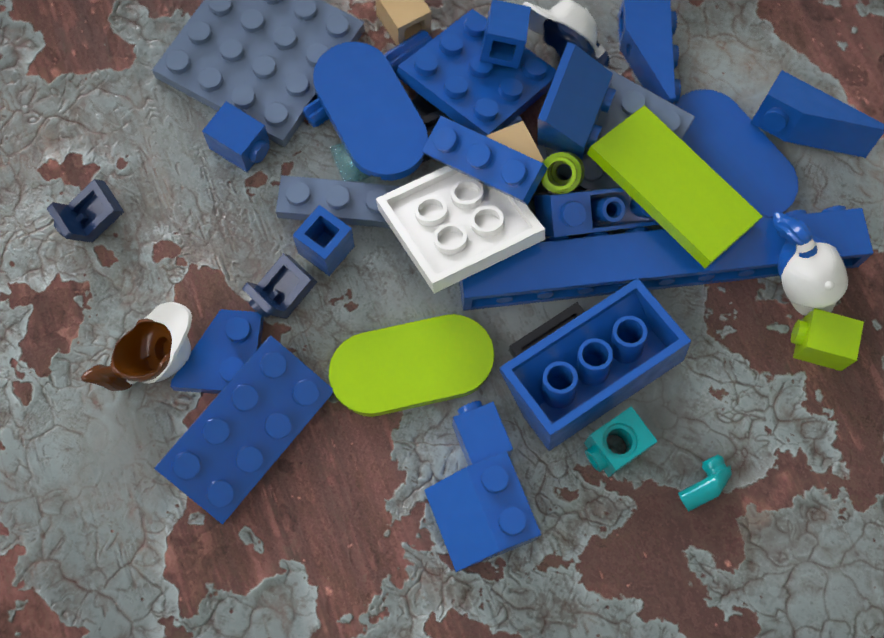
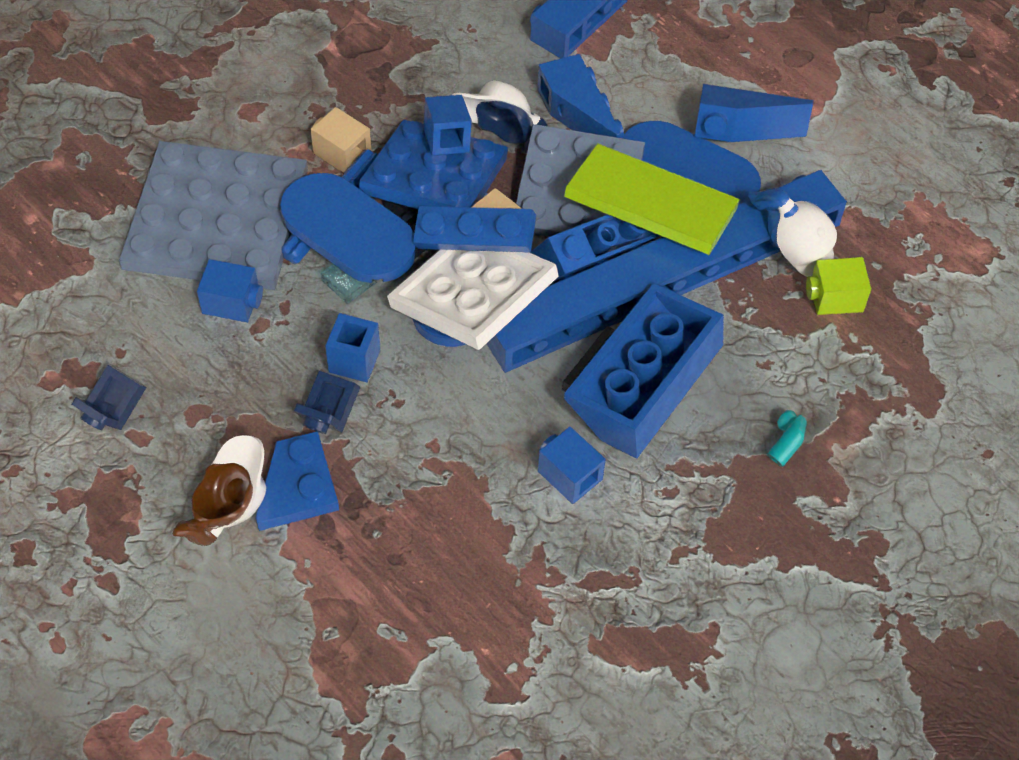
camera: 20 degrees left, 15 degrees down
(244, 429) = (346, 534): blue plate -> none
(347, 200) = (313, 323): sand blue plate -> none
(411, 365) = (477, 431): lime tile -> none
(482, 512) = (600, 526): blue slope -> none
(551, 178) = (552, 208): lime brick -> none
(575, 103) = (538, 159): blue slope -> none
(633, 432) = (698, 413): teal brick -> none

